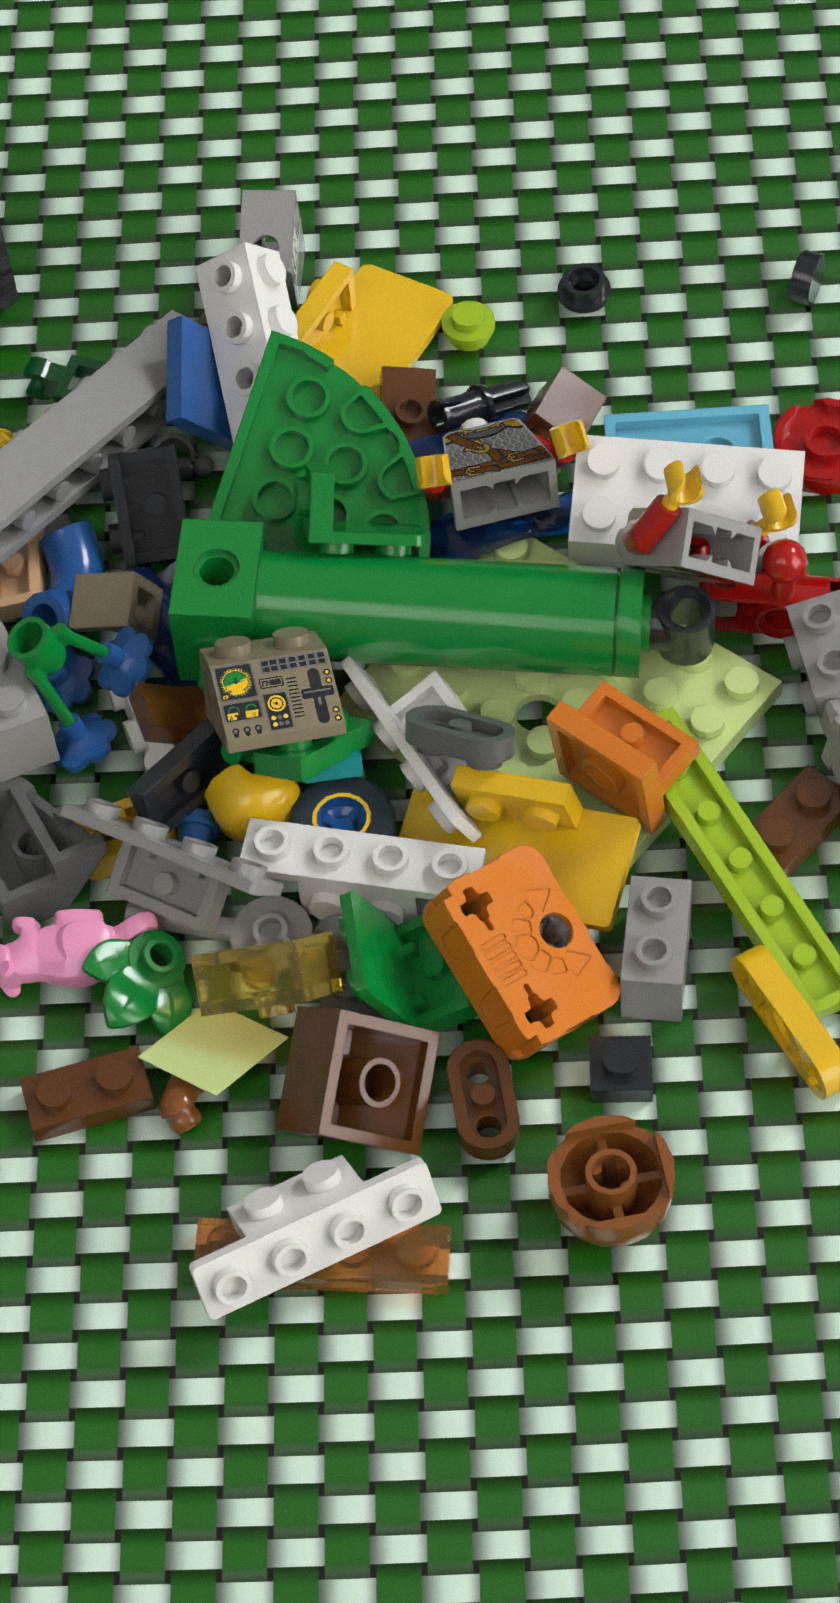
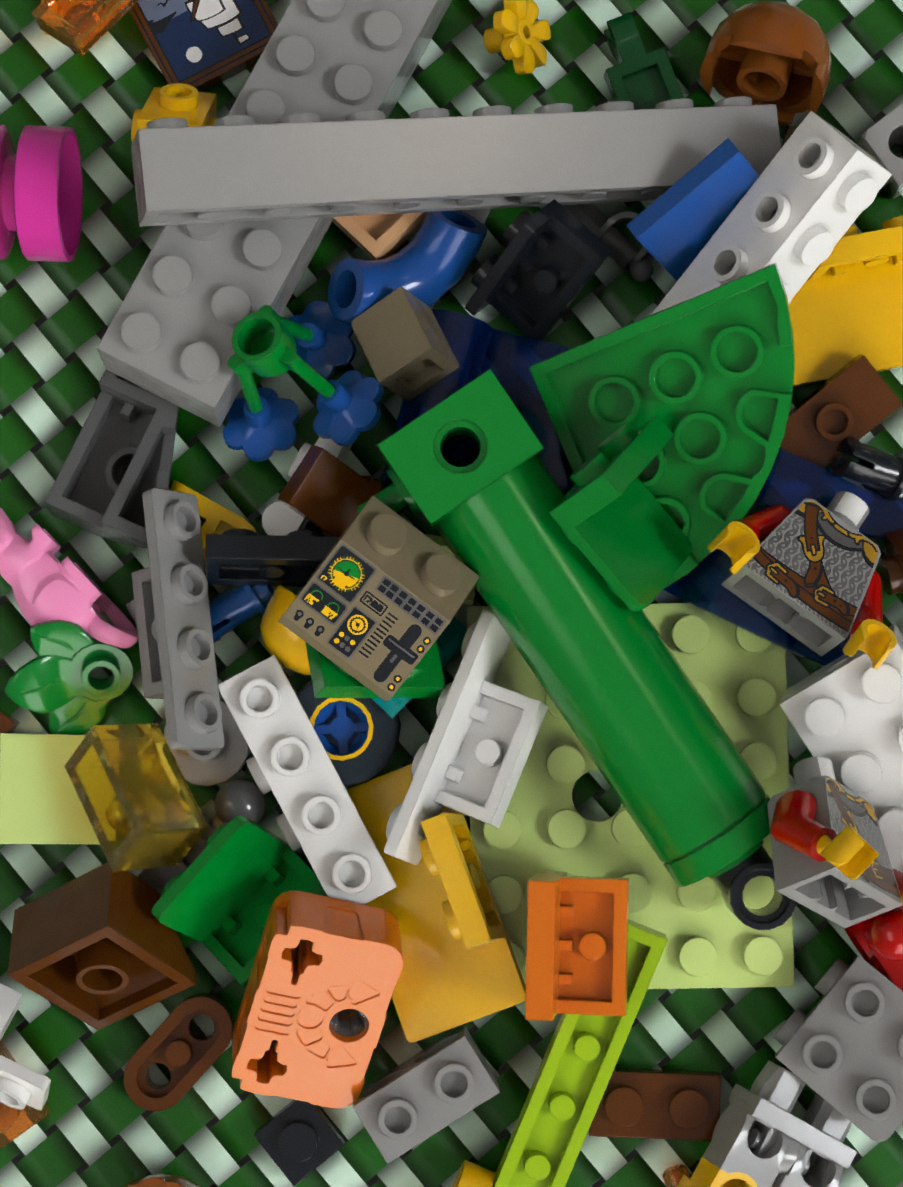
camera: 45 degrees right, 30 degrees up
(137, 293) = (771, 56): none -> dark orange cylinder
(460, 735) = (473, 797): dark grey plate -> none

